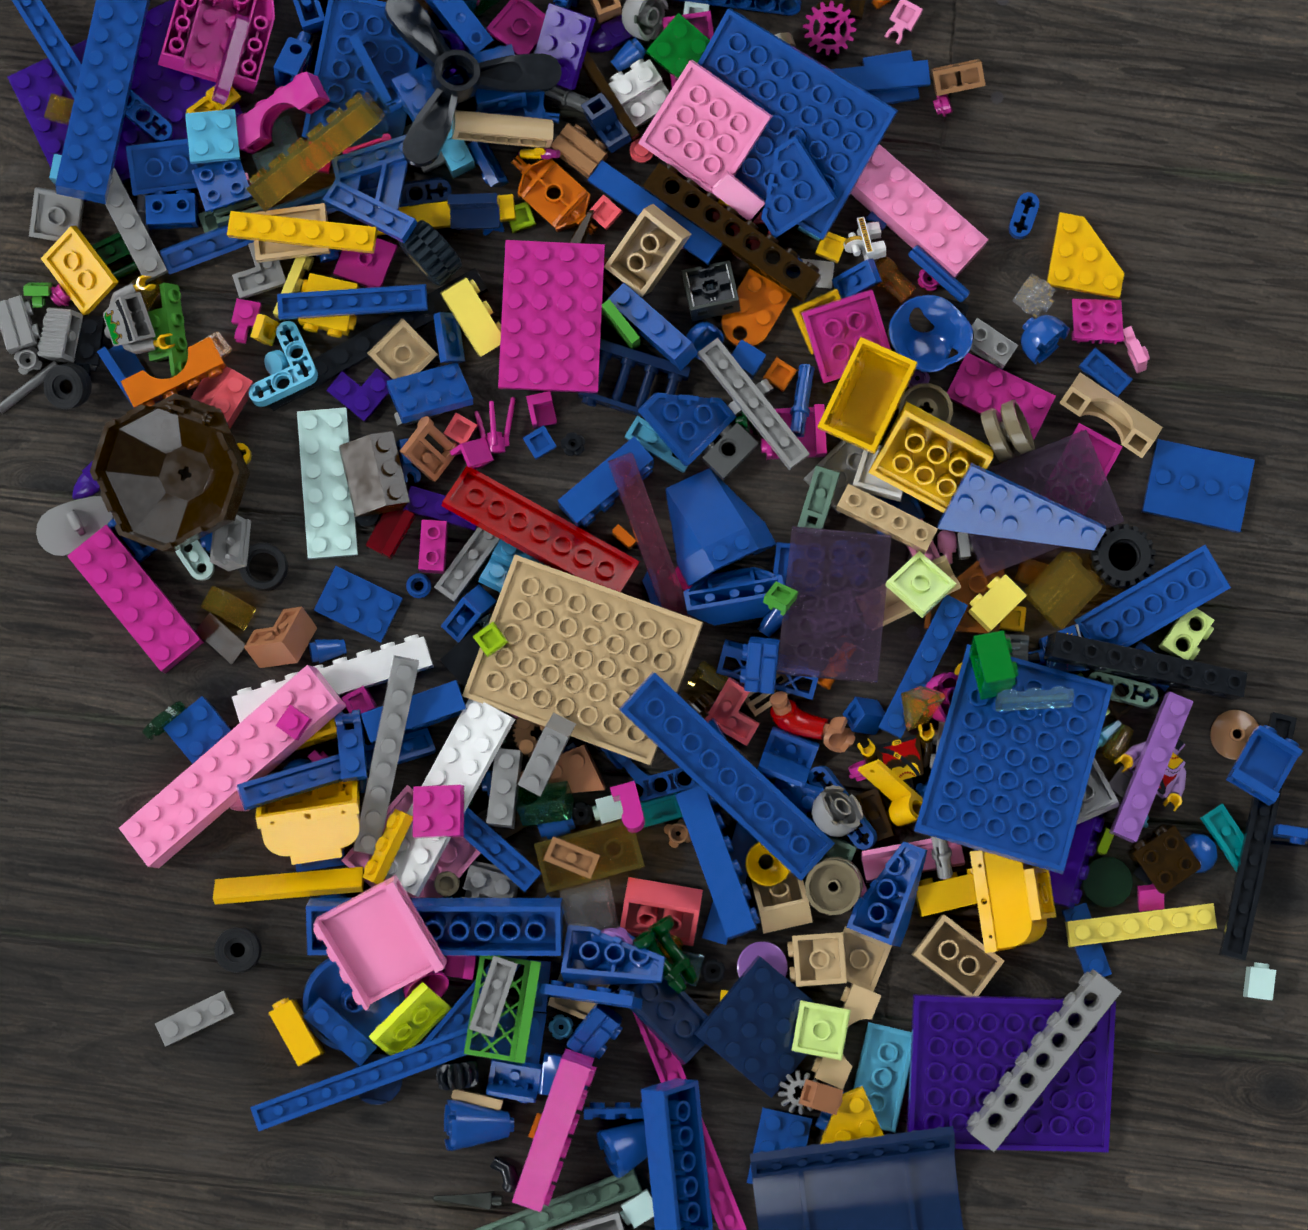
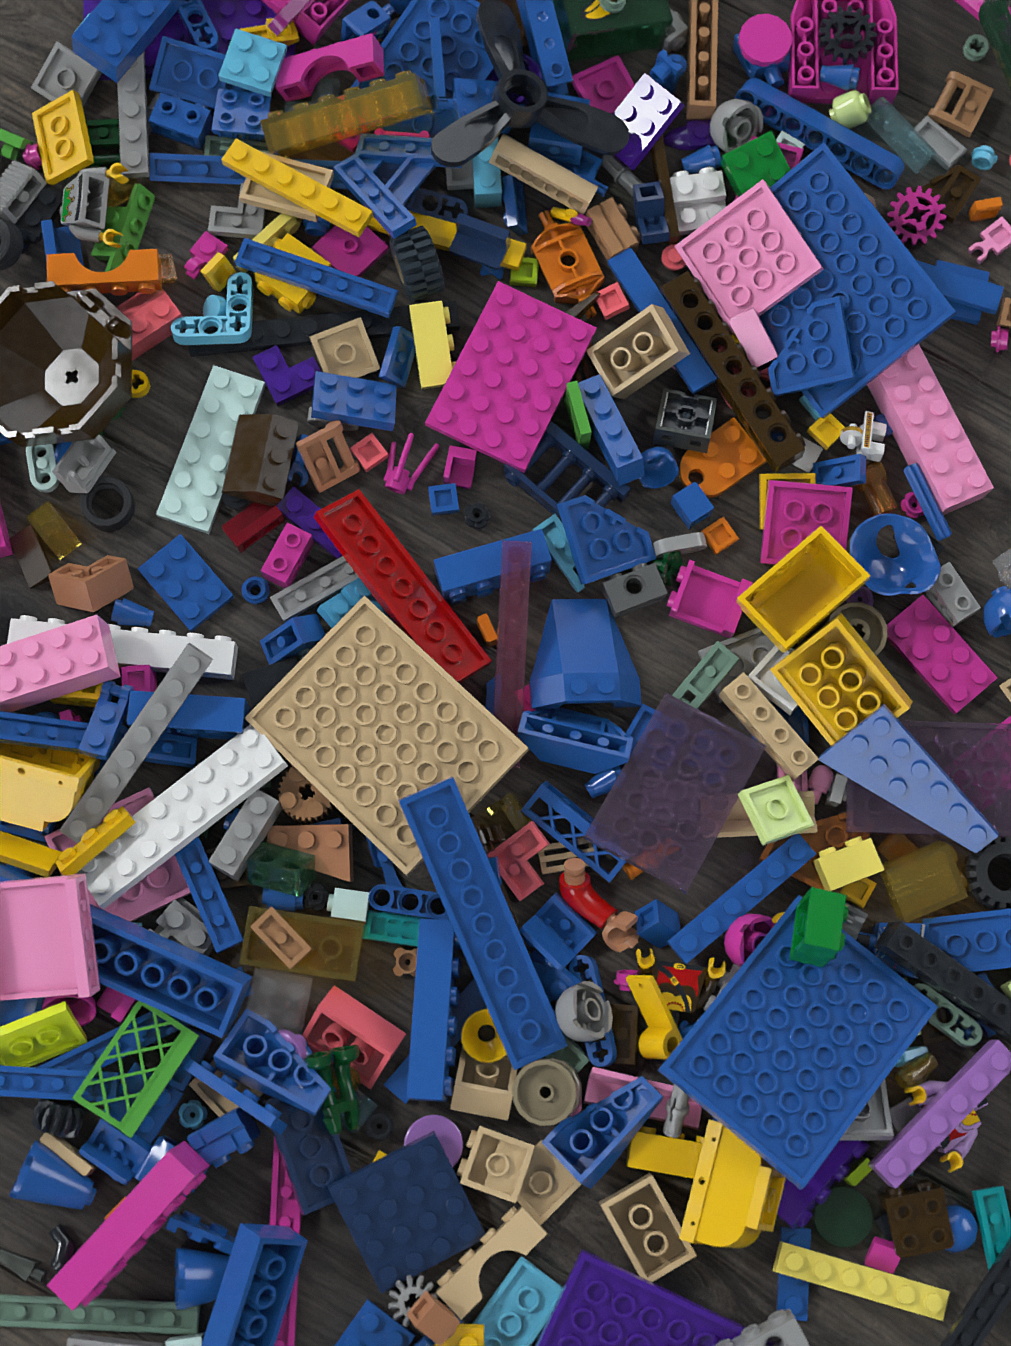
camera: 20 degrees right, 5 degrees down
(293, 722) = (53, 667): dark pink plate -> none
(438, 811) = (163, 827): dark pink plate -> none
(446, 884) = (141, 908): dark tan tile -> none
(475, 453) = (371, 480): dark pink panel -> none
(490, 639) = (299, 671): lime tile -> none
(493, 996) = (130, 1050): light grey plate -> none
(546, 754) = (303, 816): light grey brick -> none
(632, 811) = (366, 919): dark pink leg -> none
(753, 404) = (679, 550): light grey plate -> none
(761, 665) = (570, 822): blue brick -> none
(780, 597) = (621, 759): bright green tile -> none
(801, 403) = (726, 577): blue pin -> none
(821, 1030) = (465, 1243): yellowish green plate -> none
(920, 705) = (721, 938): clear yellow slope -> none
(1007, 431) = (931, 689): dark tan wheel -> none
(1034, 699) = (847, 984): clear light blue plate -> none

